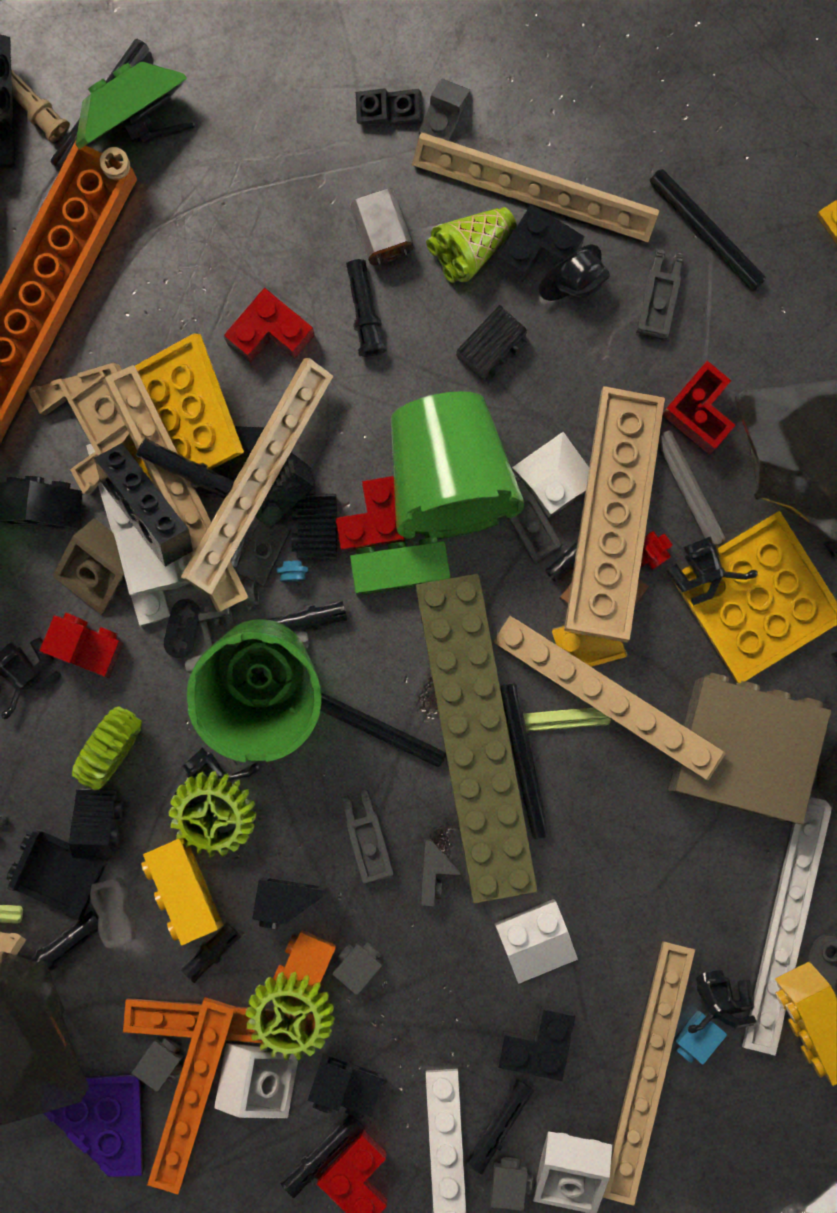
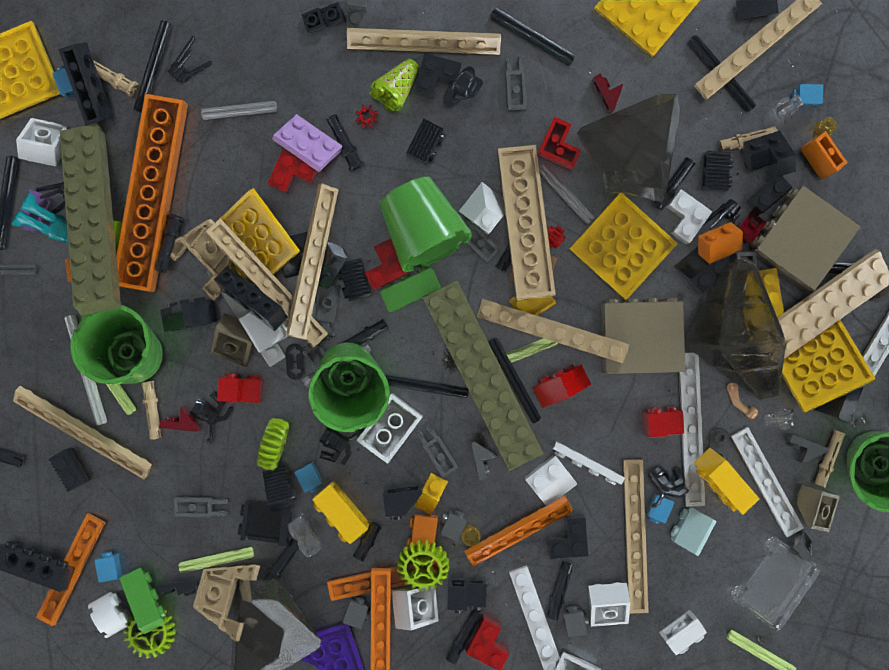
camera: 15 degrees left, 5 degrees up
(47, 370) = (170, 234): none -> black pin
(117, 153) = (172, 94): tan bush -> none
(122, 98) = (164, 60): bright green wedge -> none
(148, 821) = (309, 477): none -> dark azure brick
(189, 470) = (268, 270): black pin -> none
(206, 836) = (340, 472): lime gear -> none
(213, 210) = (238, 110): none -> light grey axle
(292, 571) = (348, 310): dark azure plate -> none
(301, 780) = (391, 429): none -> white brick
(306, 290) = (307, 143): none -> lavender plate
(336, 905) = (431, 493): none -> yellow slope
(377, 999) = (472, 538): none -> clear yellow wheel
(381, 226) = (340, 91): flat silver piece -> none
(413, 285) = (365, 111): none -> red gear
(460, 1008) = (518, 531): none -> orange plate
(597, 790) = (561, 385): none -> red brick
(612, 939) = (594, 467): none -> white plate
(706, 564) = (586, 235): black piece -> none
(744, 899) = (662, 422): none -> red brick
(744, 1088) = (692, 530): none -> light aqua slope
(801, 357) = (608, 97): none -> dark red slope

